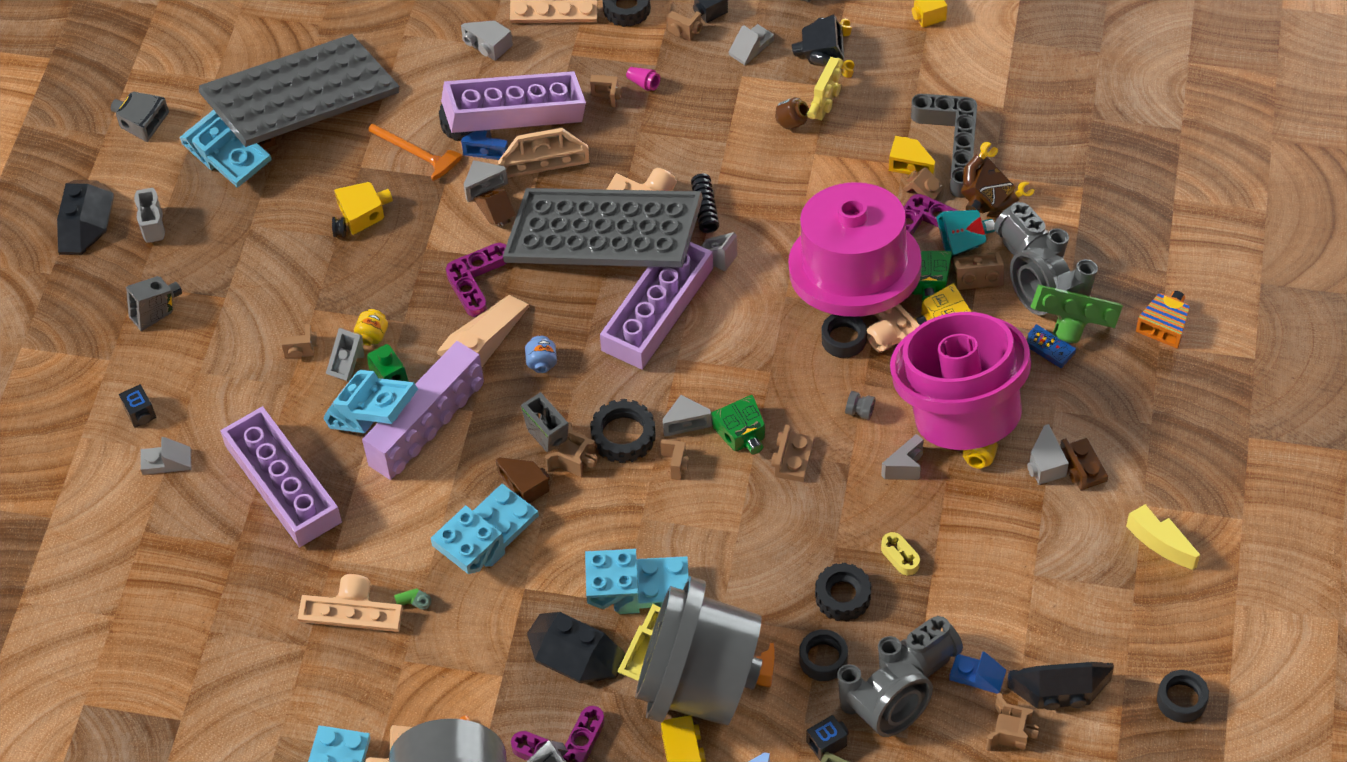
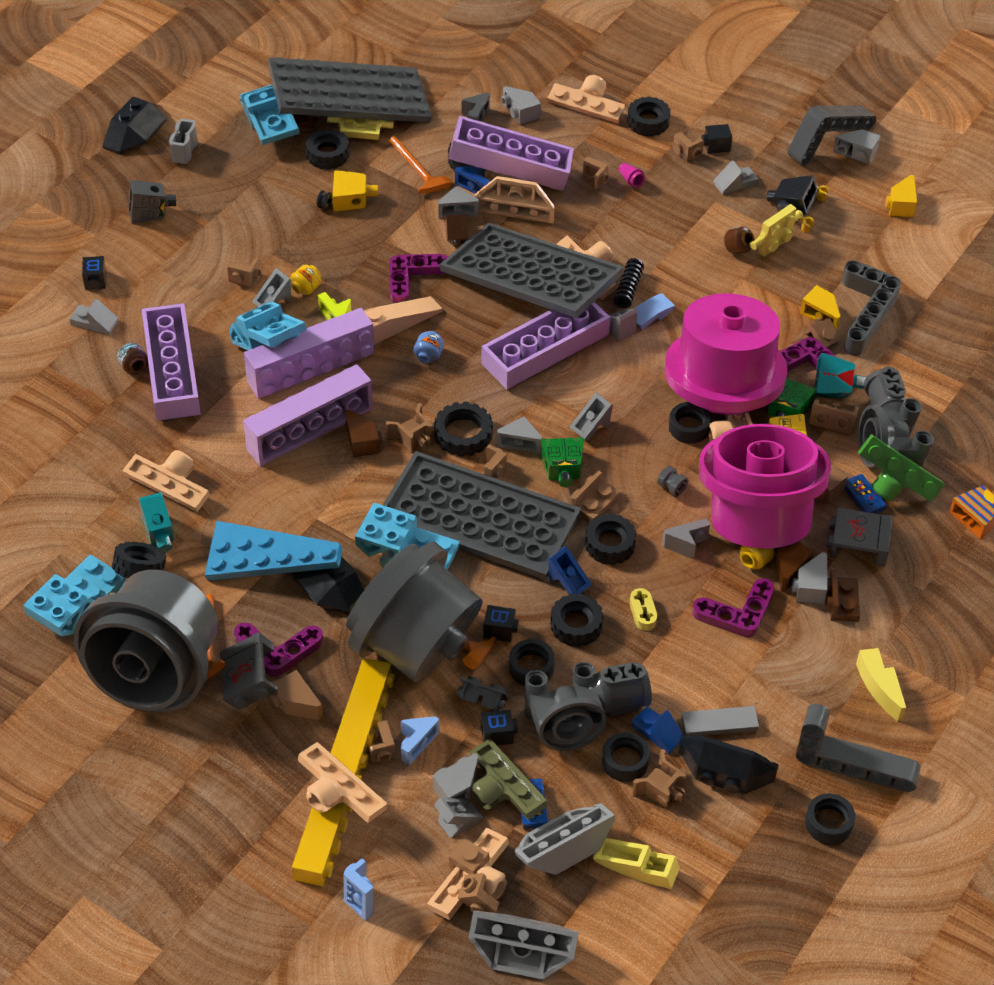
camera: 20 degrees right, 5 degrees down
(140, 114) = (221, 70): dark grey torso -> none
(236, 488) = (132, 358): none -> reddish brown head
(313, 179) = (327, 160): none -> black tyre
(332, 127) = (360, 127): none -> light yellow plate
(369, 662) = (156, 521): none -> teal torso
(375, 724) = (137, 557): none -> black tyre
(386, 364) = (299, 306): green torso -> none
(414, 597) = (225, 491): arm -> none
(421, 354) = (330, 308): none -> neon yellow slope
(442, 59) = (476, 106): none -> dark grey slope
(461, 476) = (307, 415): none -> lavender brick
(482, 534) = (302, 463): medium azure piece -> none
(489, 652) = (252, 551): none -> dark azure wing
(550, 428) = (399, 405): dark grey torso -> none
(692, 515) = (484, 513): none -> dark grey plate
(744, 222) = (653, 308): none -> light blue slope
(747, 367) = (595, 413): none -> light grey slope
(774, 627) = (500, 623): none -> black brick
(782, 707) = (491, 695): none -> dark grey hinge
(812, 545) = (568, 571): none -> blue slope
(831, 474) = (605, 553): none -> black tyre
(970, 697) = (631, 741): none -> black tyre
(987, 186) = (874, 347): reddish brown torso -> none
(995, 523) = (739, 617): none -> magenta beam
(1016, 448) = (789, 561): none -> reddish brown slope
(1031, 640) = (720, 721): none -> light grey tile
(1068, 389) = (860, 532): none -> dark grey panel
(1143, 630) = (851, 758): none -> dark grey beam

